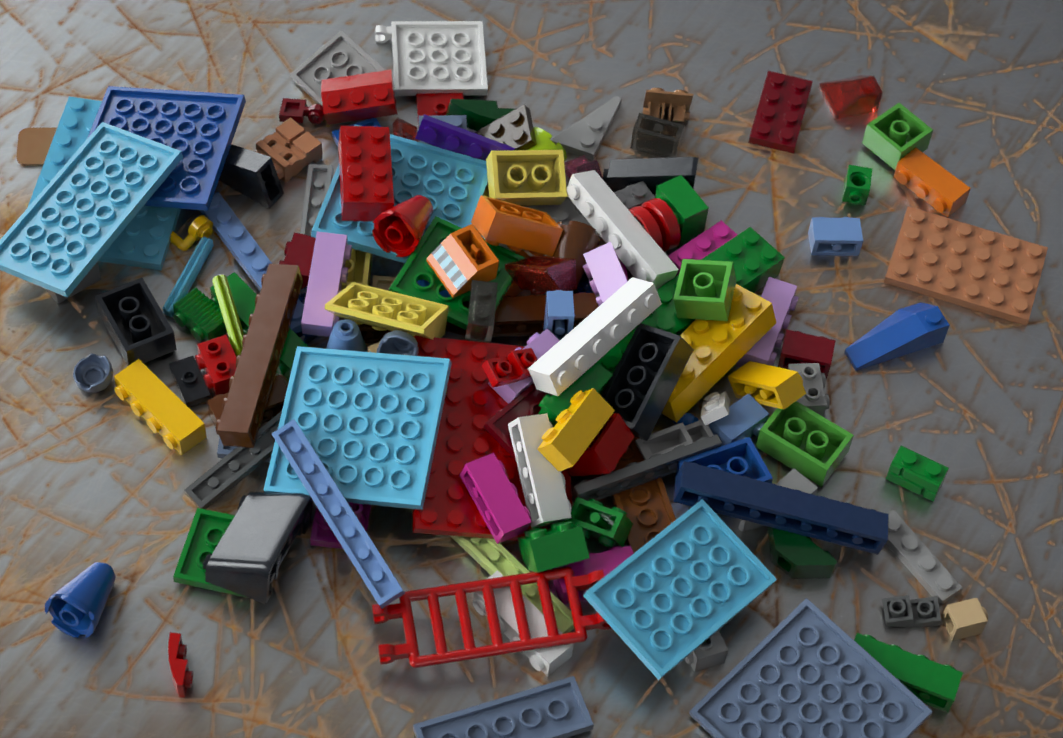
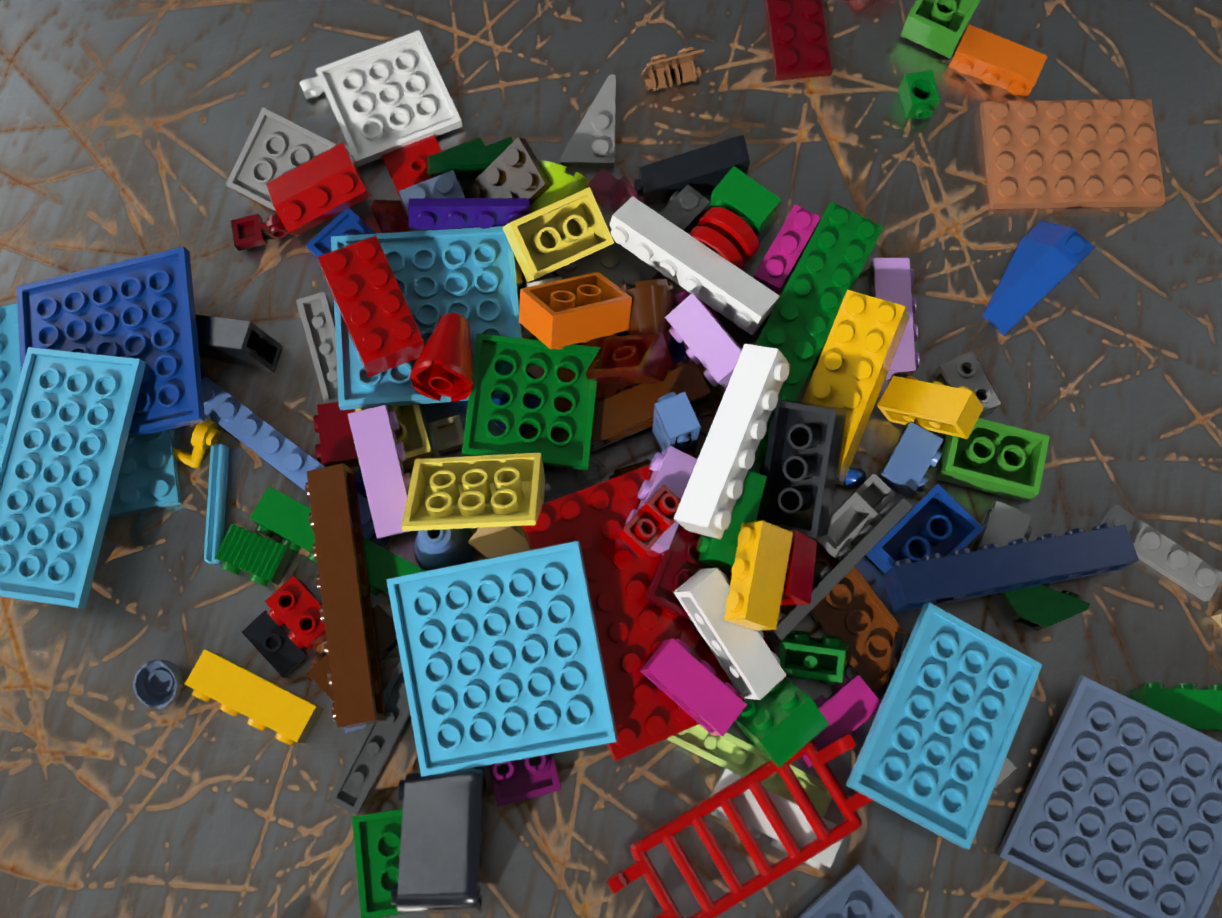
camera: 15 degrees left, 20 degrees up
(135, 322) = (180, 598): black brick -> none
(229, 312) = (285, 548): lime axle -> none
(290, 149) = (263, 291): nougat hips -> none
(338, 514) = (523, 786): medium blue plate -> none
(398, 343) = (507, 540): sand blue hair -> none
(461, 259) = (536, 390): orange slope -> none
(481, 311) = (582, 447): clear smoke brick -> none
(657, 136) = (678, 114): clear smoke brick -> none
(705, 289) = (826, 320): bright green brick -> none
(715, 407) = (882, 455): white plate -> none
(806, 348) = (948, 337): dark red brick -> none
(835, 236) = (920, 171): medium blue brick -> none
(904, 612) = (1182, 625): dark grey slope -> none
(917, 473) = (1125, 449): green brick -> none

